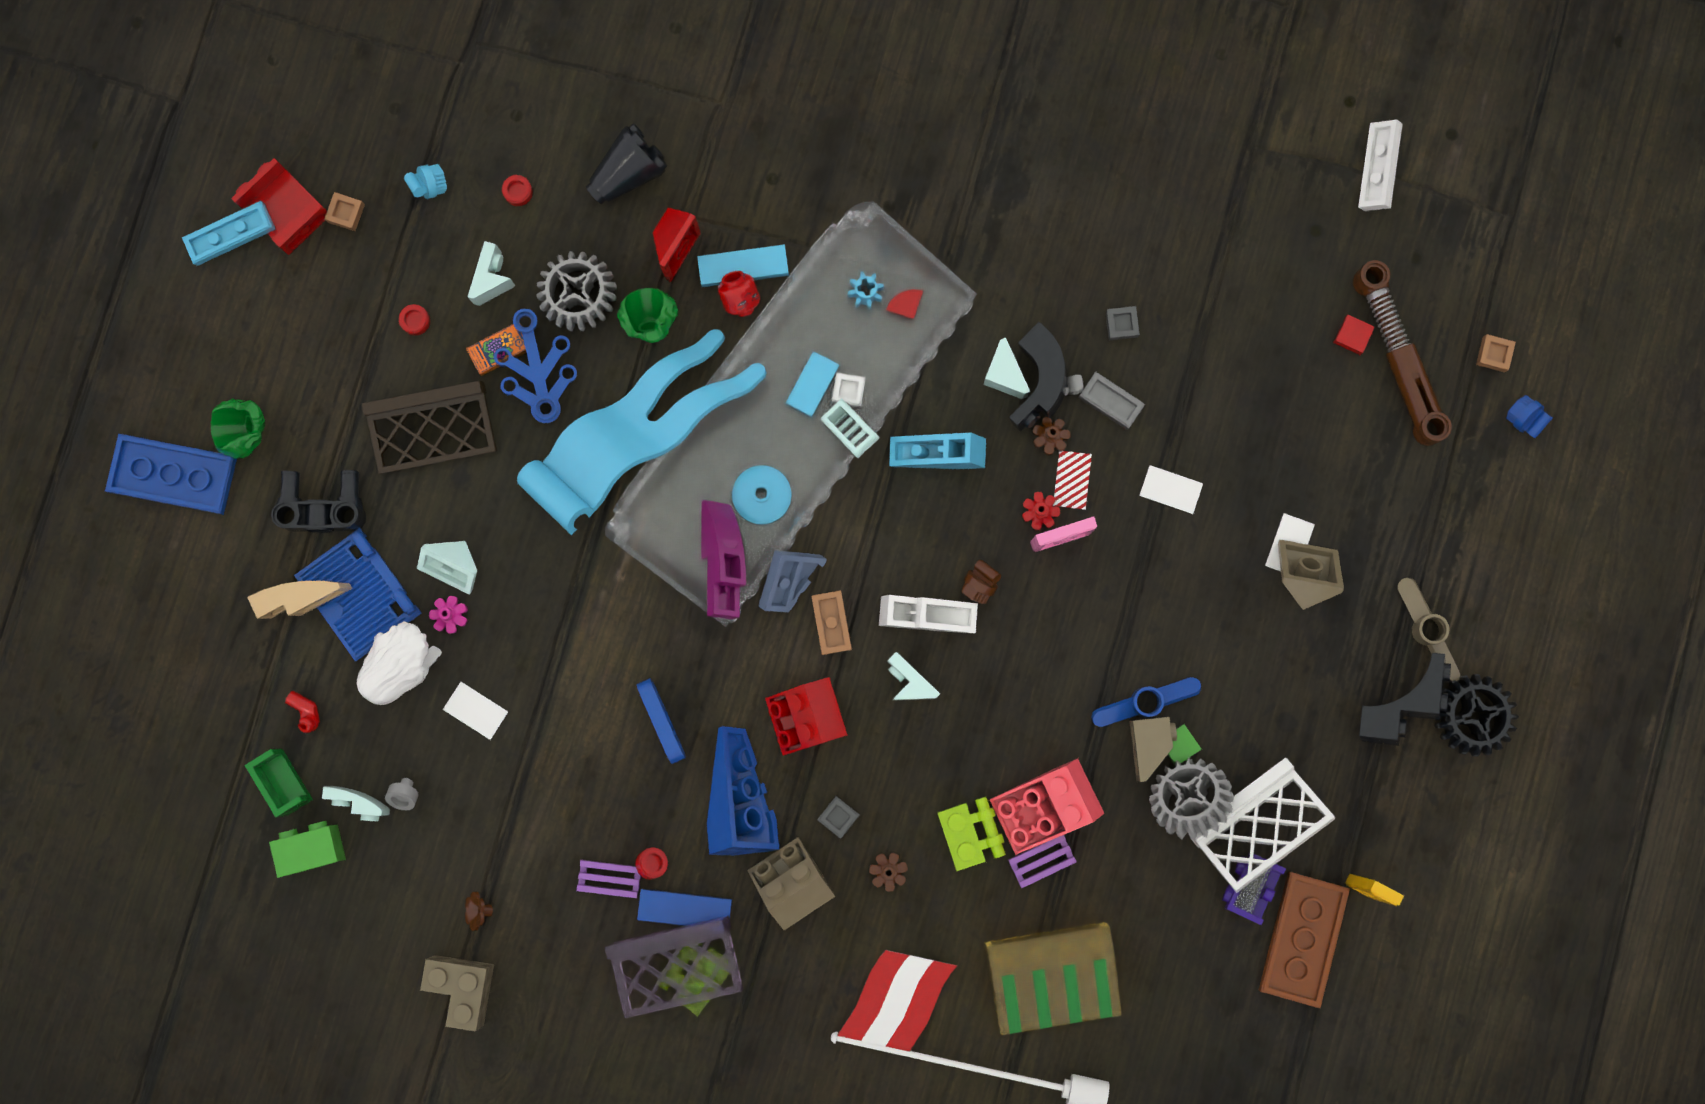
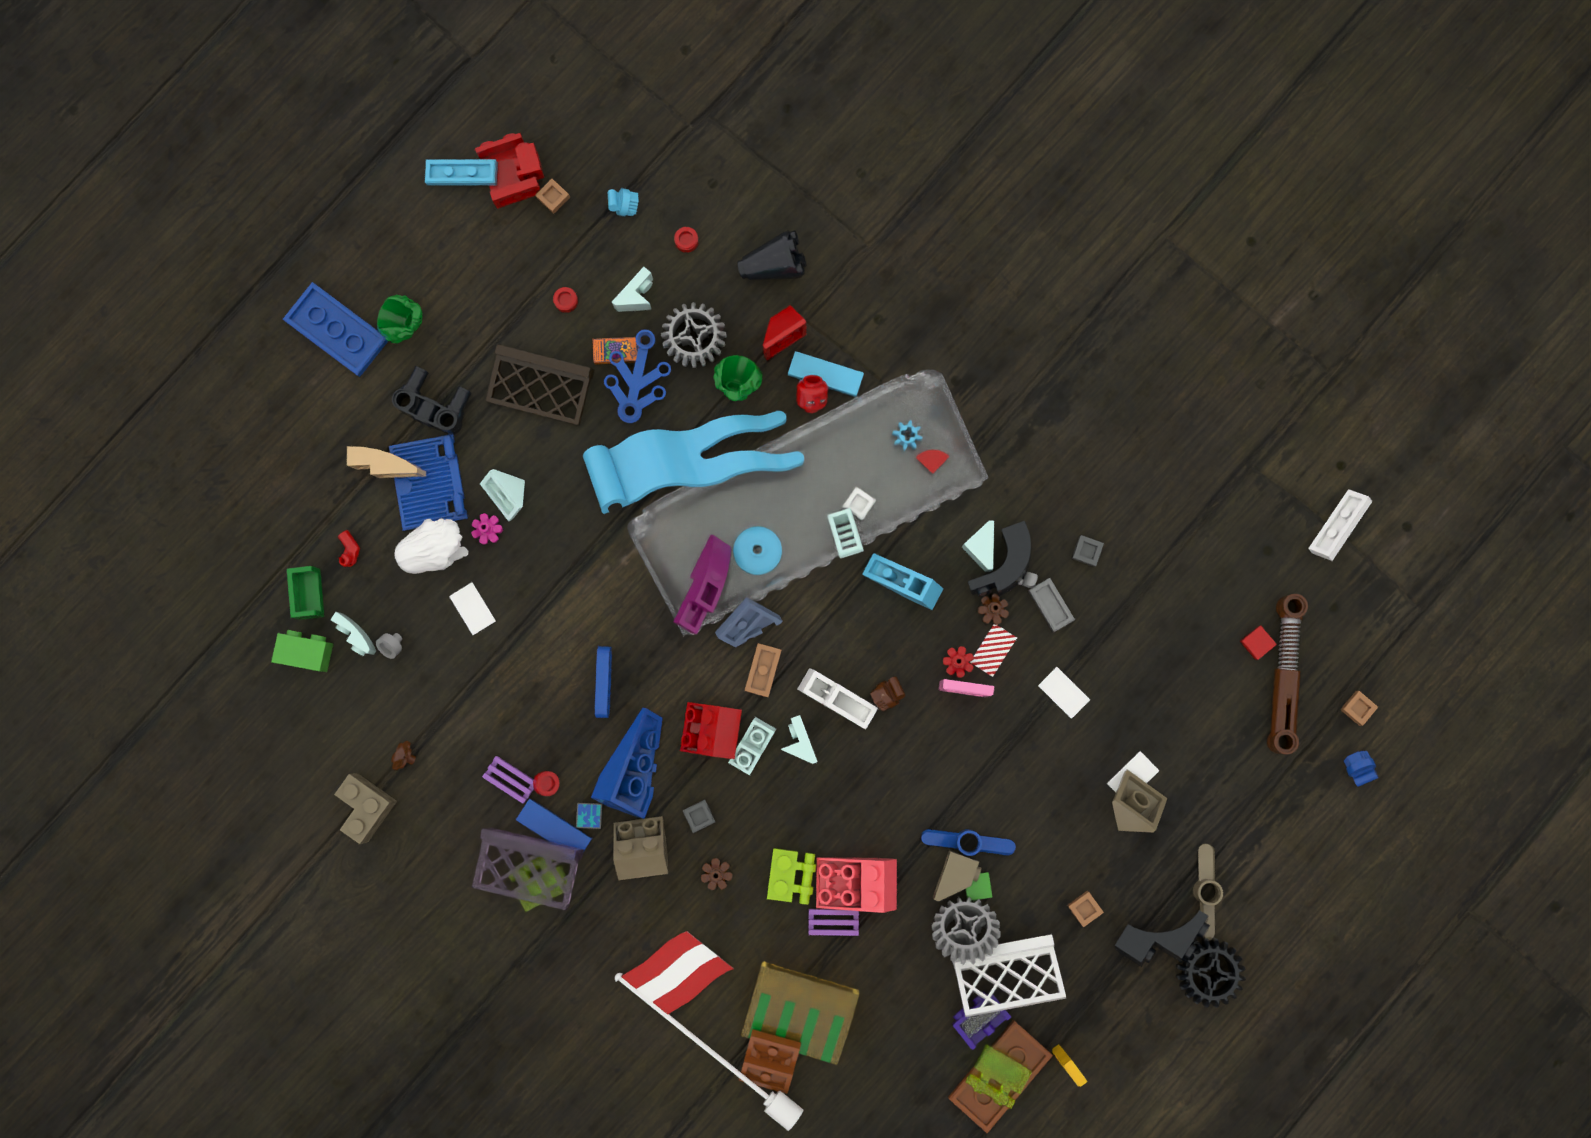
camera: 25 degrees right, 0 degrees up
(298, 186) = (527, 162): none -> red brick
(716, 875) = (589, 815): none -> tile
(812, 384) = (834, 486): medium azure tile -> none
(860, 711) = (752, 745): none -> light aqua slope
(1046, 1046) = (770, 1061): none -> dark orange slope
(1303, 930) = (1002, 1069): none -> clear neon green plate
(1308, 712) = (1085, 909): none -> medium nougat plate

